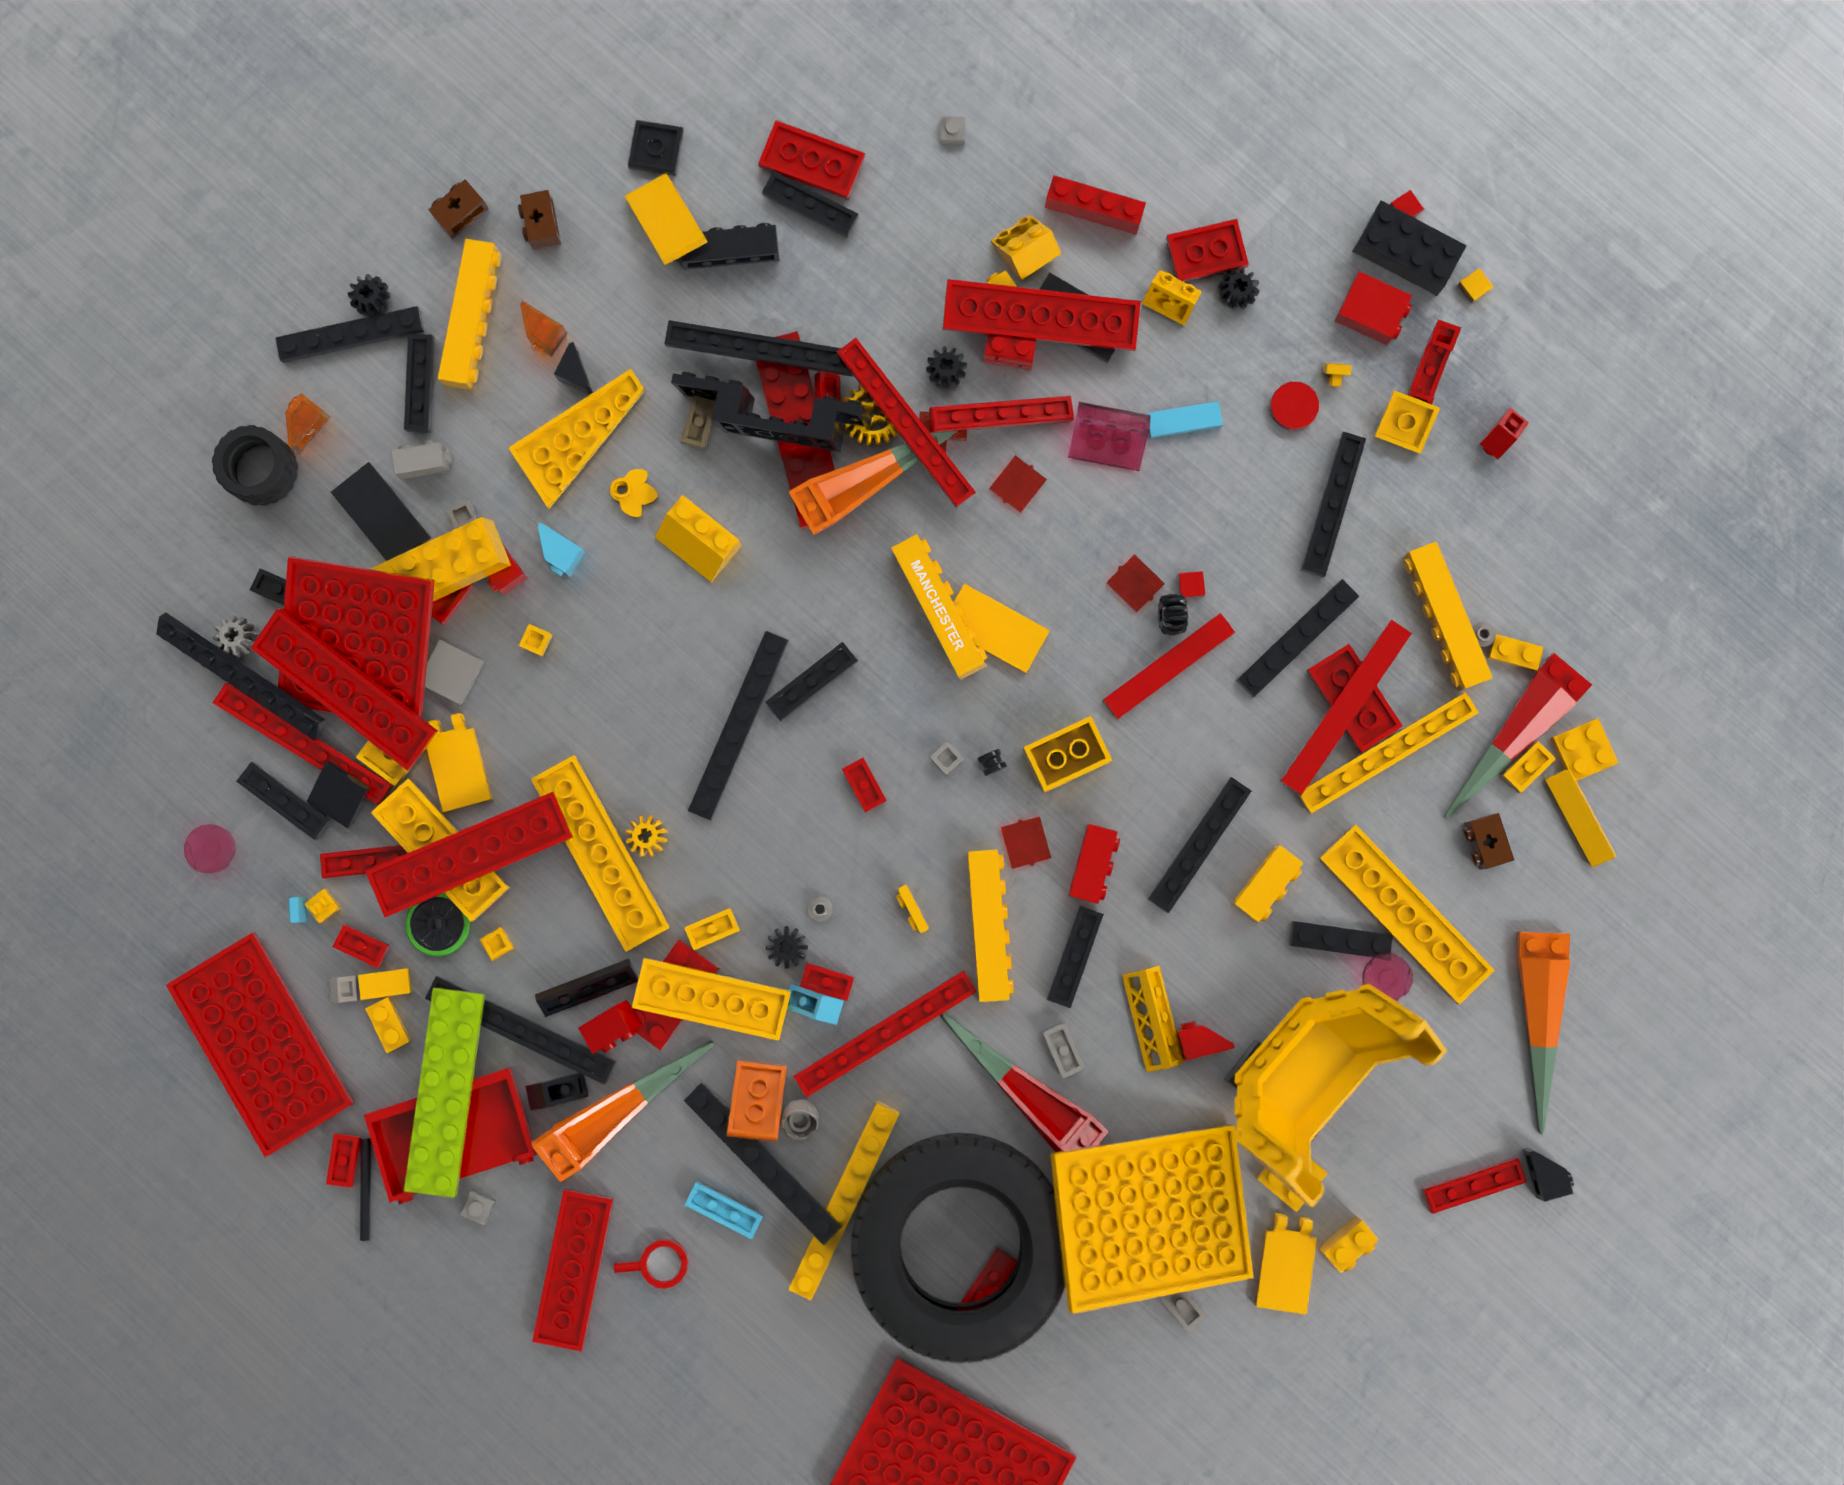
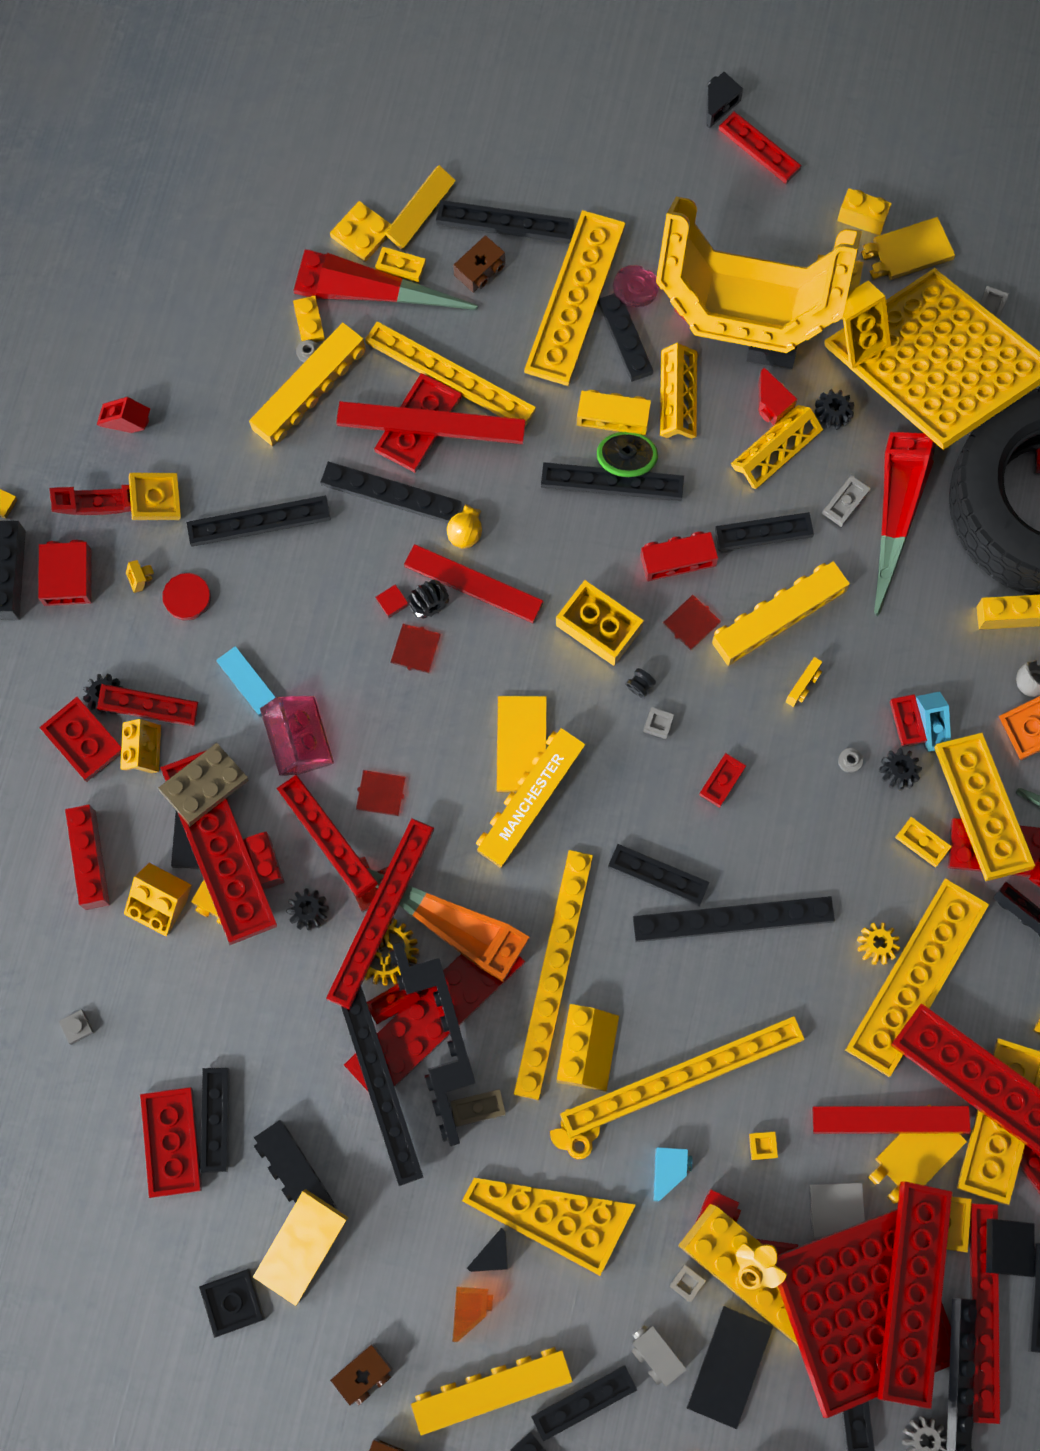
camera: 115 degrees left, 10 degrees down
(430, 566) = (760, 1263): none -> yellow plate
(495, 758) = (891, 1120): none -> red tile
(628, 604) = (681, 1077): none -> yellow plate
(777, 547) = (553, 975): none -> yellow plate
(885, 1034) = (922, 650): red plate -> none
(1103, 329) = (203, 784): none -> dark tan plate
(1167, 1087) = (833, 401): none -> black gear
(1204, 877) = (627, 454): none -> black wheel
(1206, 319) = (147, 705): none -> red tile
(1220, 1159) = (865, 323): none -> yellow slope
(1226, 686) = (465, 527): none -> yellow piece
(1259, 954) = (674, 389): none -> yellow fence
(1522, 890) = (505, 221): none -> black plate
(1543, 977) = (566, 173): orange plate -> none

